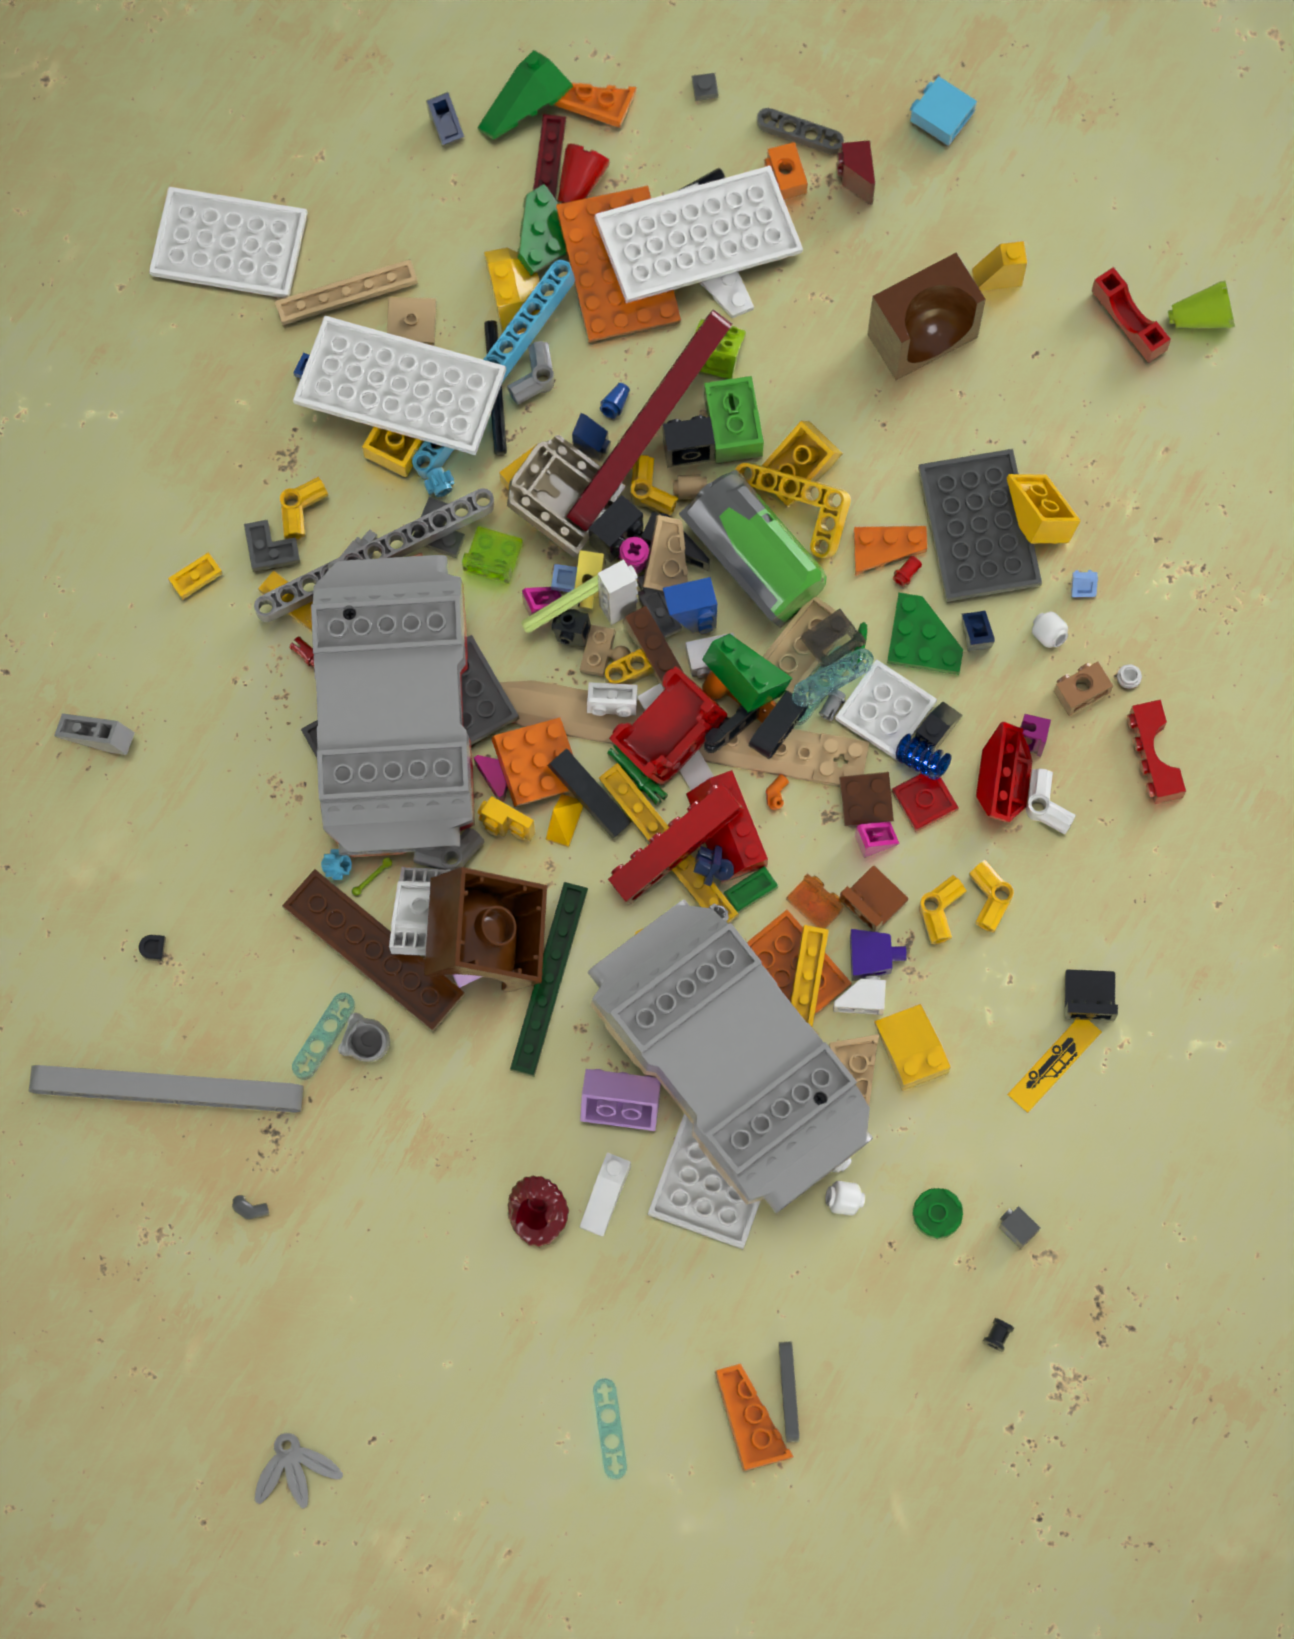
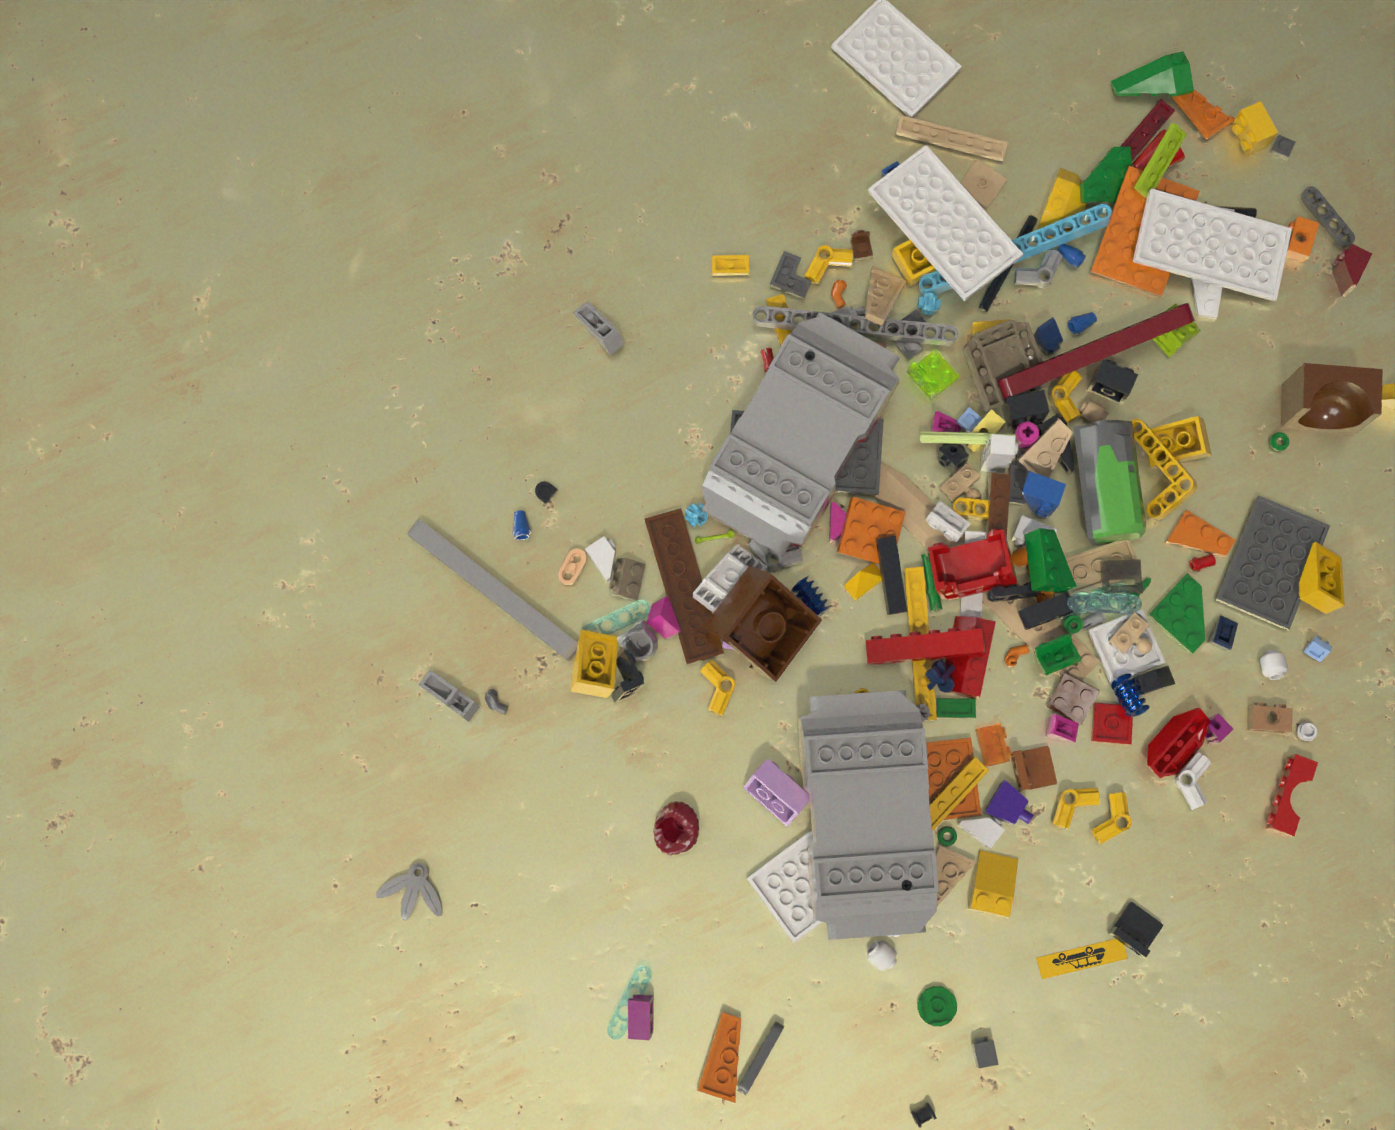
camera: 35 degrees right, 5 degrees up
(151, 1002) = (521, 527): none -> blue cone
(194, 1233) = (449, 695): none -> light grey slope
(237, 1009) = (572, 567): none -> light nougat plate
(262, 974) = (603, 556): none -> white slope
(306, 982) = (627, 579): none -> dark tan bracket
(324, 466) = (861, 245): none -> reddish brown bracket
(329, 528) = (836, 293): none -> orange arm
(332, 1095) = (595, 664): none -> yellow slope
(374, 998) = (663, 618): none -> dark pink slope
(378, 1079) = (632, 677): none -> black bracket
(382, 503) = (882, 294): none -> tan wing
(444, 118) = (1093, 61): dark blue slope -> none
(492, 1040) = (717, 677): none -> yellow piece
(500, 817) = (821, 553): yellow plate -> none
(516, 870) = (810, 597): none -> clear blue piece
(546, 993) = (793, 673): dark green tile -> none
(557, 336) = (1072, 255): none -> blue cone
(585, 178) = (1160, 160): none -> lime plate
(605, 1194) = (727, 847): white slope -> none
(632, 1434) = (640, 1017): none -> magenta hinge
(662, 85) = (1254, 128): none -> yellow brick
(734, 419) = (1153, 385): bright green piece -> none
(808, 721) = (1069, 620): none -> green plate
(818, 762) = (1057, 654): none -> green bracket
(830, 1021) = (953, 836): none -> green plate
(881, 692) = (1130, 634): none -> tan plate
(906, 389) = (1284, 439): none -> green plate

